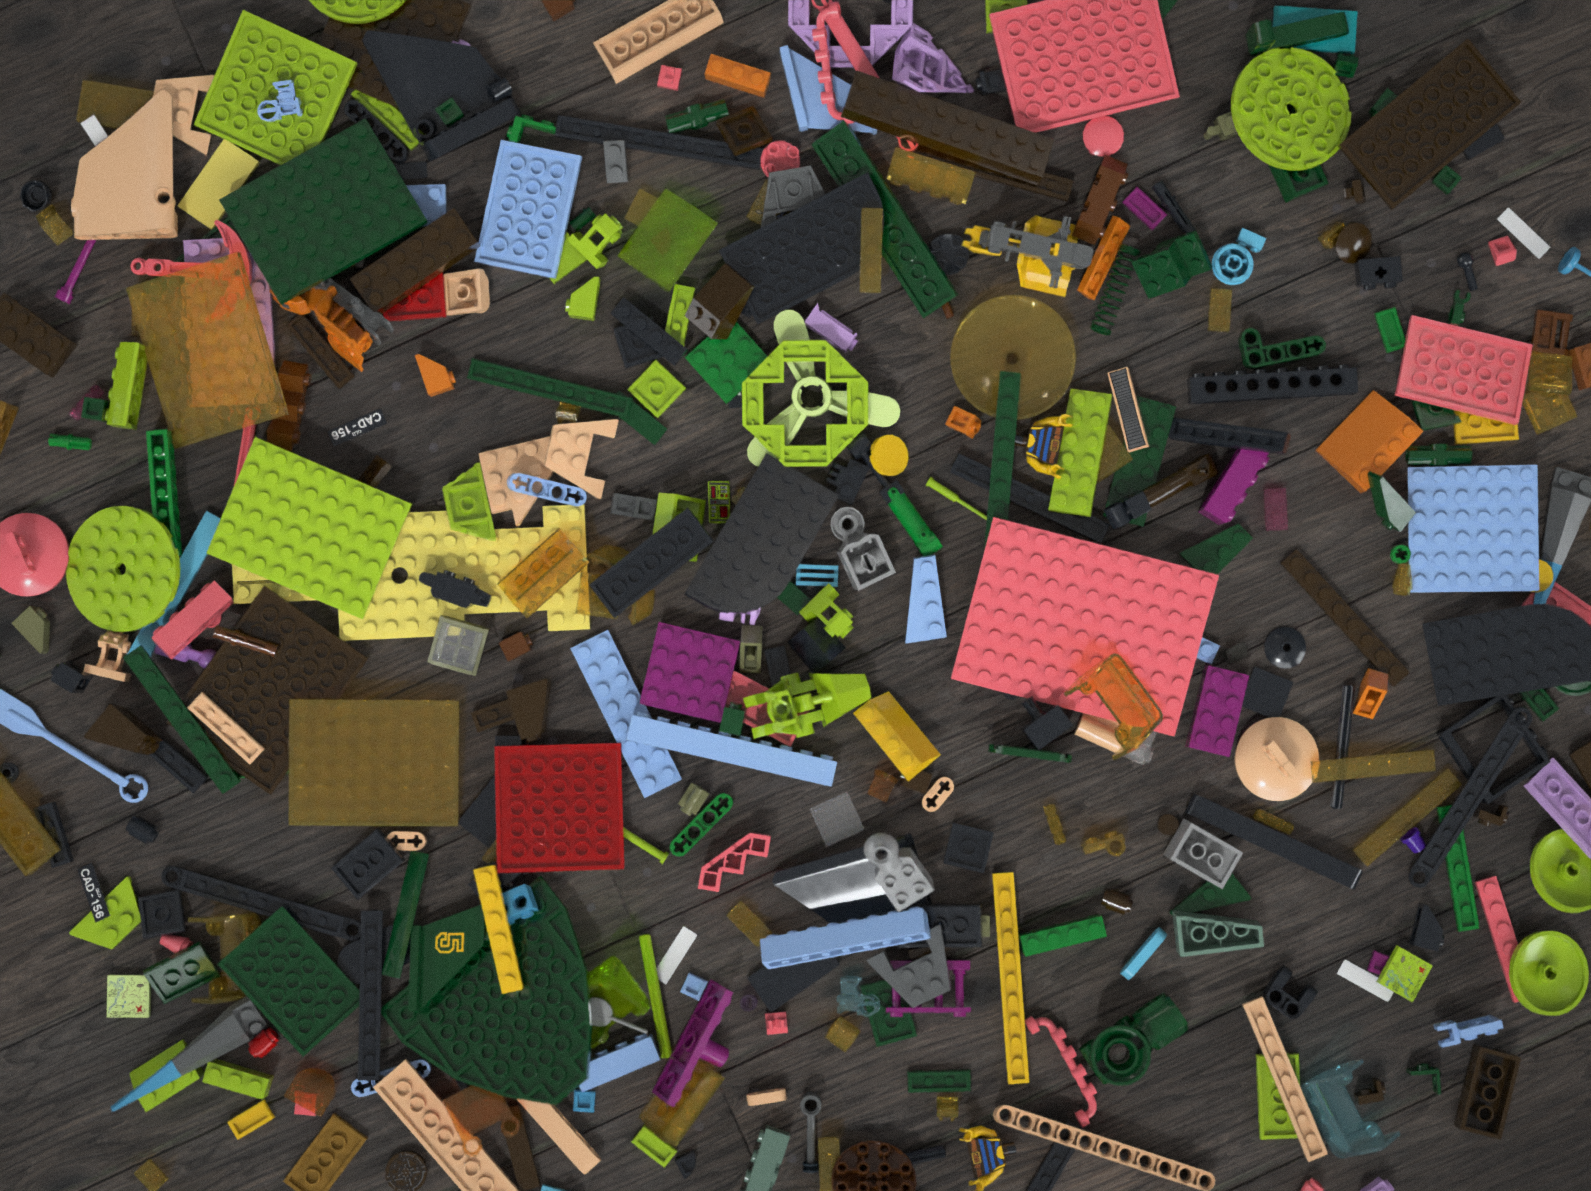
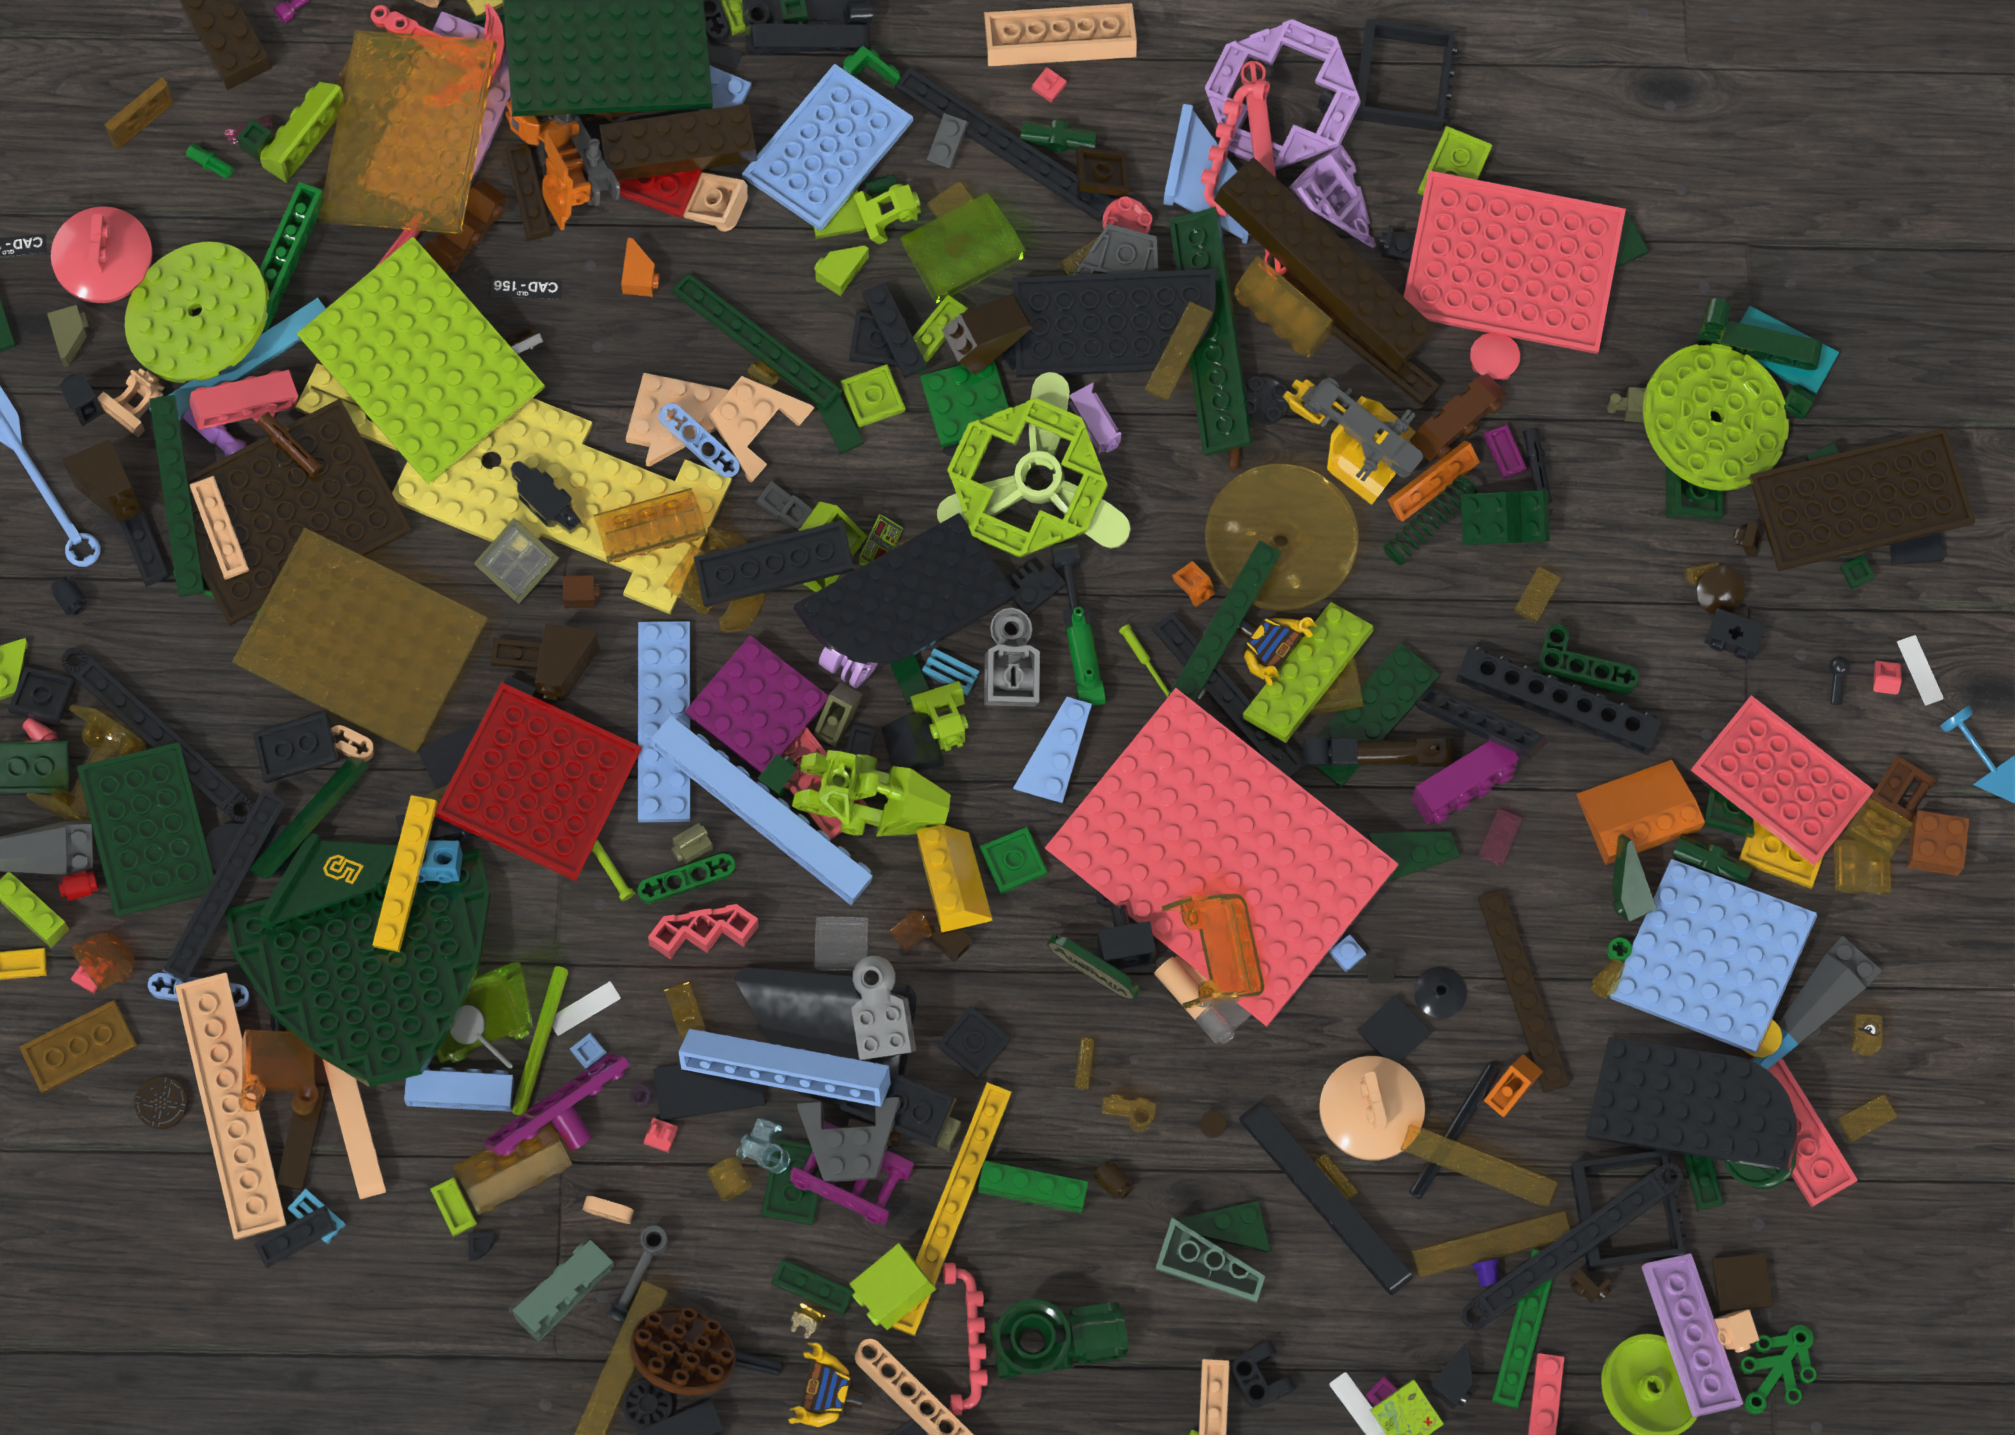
camera: 20 degrees right, 15 degrees down
(468, 505) = (605, 419): lime wing -> none
(584, 1100) = (400, 1119): dark azure tile -> none
(737, 75) = (1123, 114): orange brick -> none
(889, 455) = (1093, 578): yellow tile -> none
(931, 696) = (1013, 860): none -> green tile
(941, 797) = (965, 963): light nougat beam -> none
(998, 1058) = (891, 1287): none -> lime brick
(1128, 409) = (1383, 651): tile -> none
(1143, 953) = (1116, 1252): medium azure beam -> none
(1202, 853) = (1237, 1171): light grey slope -> none
(1217, 710) = (1328, 1022): magenta brick -> none
(1232, 264) = (1573, 548): medium azure cone -> none
(1250, 240) = (1607, 537): medium azure piece -> none
(1390, 329) = (1720, 703): green tile -> none
(1456, 312) = (1803, 719): dark green plate -> none

